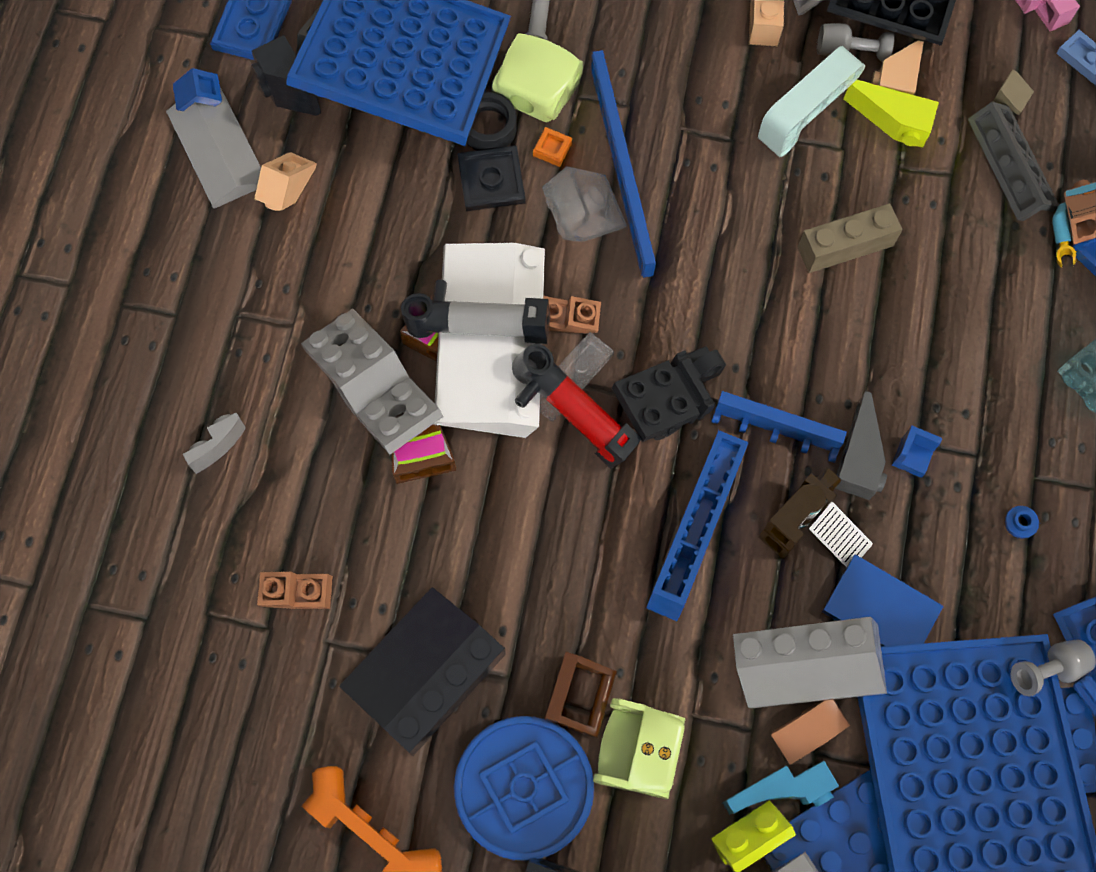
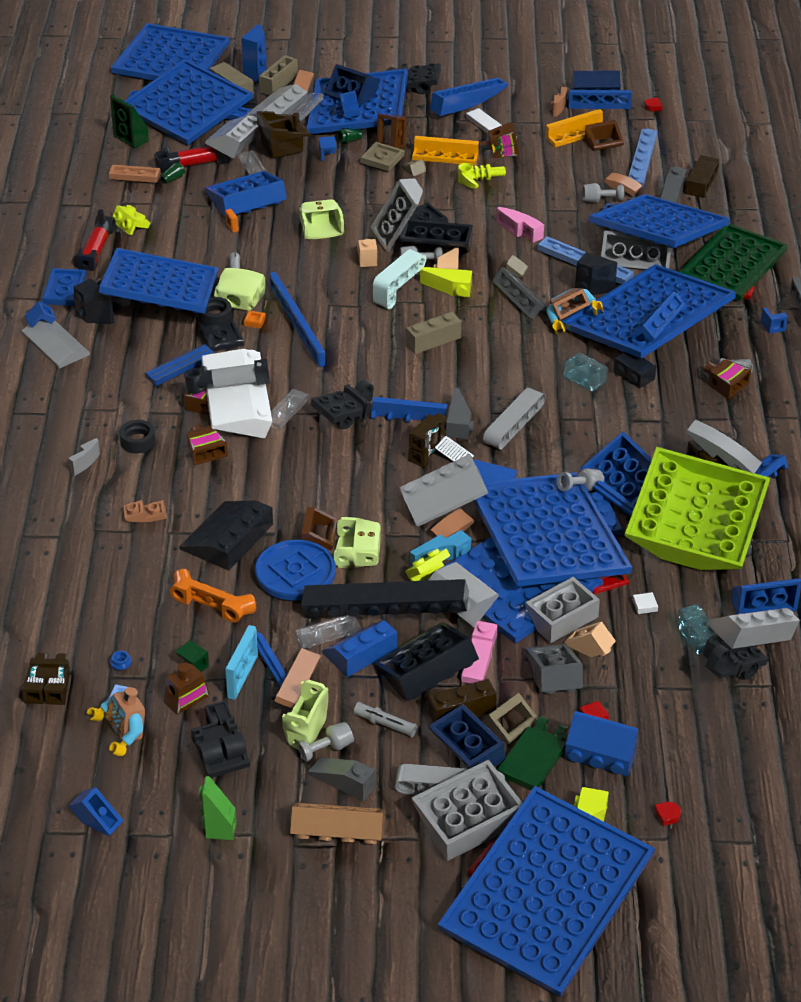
camera: 10 degrees left, 30 degrees down
(283, 180) = (99, 348): light nougat slope -> none
(302, 384) = (137, 427): none -> black tyre
(372, 380) = (170, 416): light grey bracket -> none
(411, 238) = (177, 365): none -> blue tile
(574, 315) = (282, 385): nougat slope -> none
(583, 205) = (277, 337): clear slope -> none
(610, 438) = (267, 394): piece -> none
(697, 526) = (370, 455): blue slope -> none
(916, 451) = (488, 410): blue panel -> none
(957, 474) = (514, 418): none -> light grey beam
(1015, 528) = (554, 434): blue plate -> none

